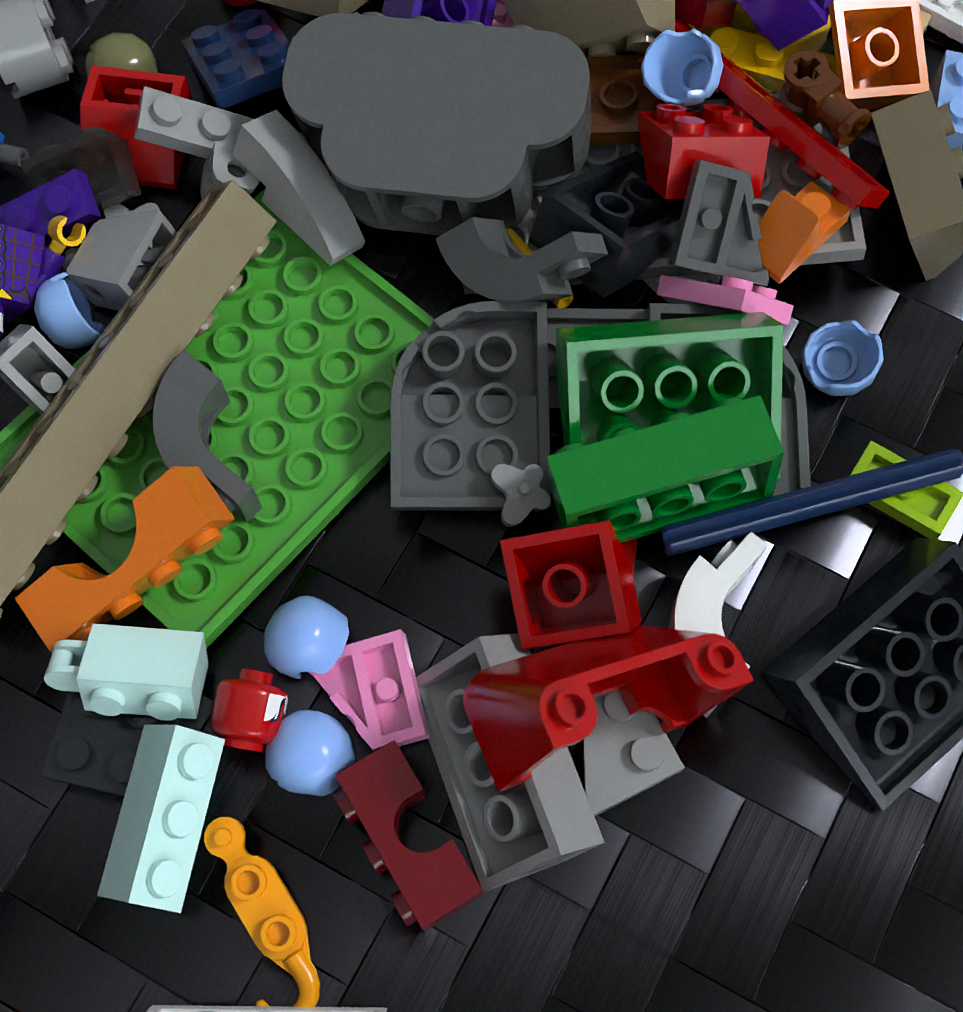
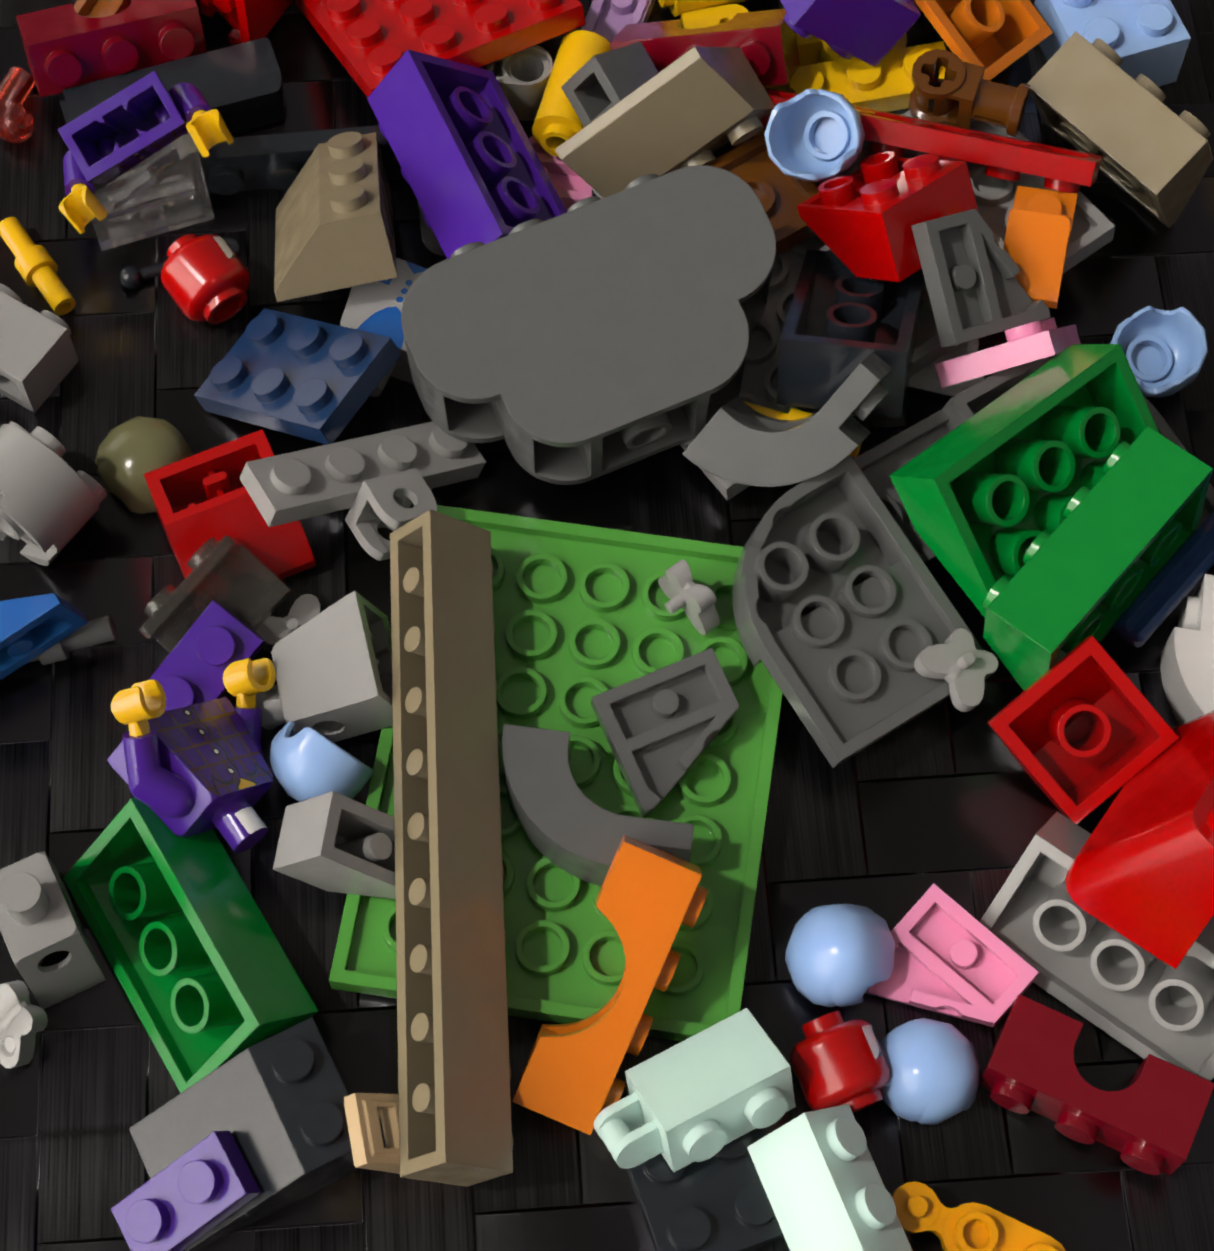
camera: 35 degrees left, 5 degrees down
(298, 186) = (486, 481): light grey slope -> none
(298, 414) = (665, 723): none -> dark grey wing
(378, 340) = (692, 597): none -> light grey piece

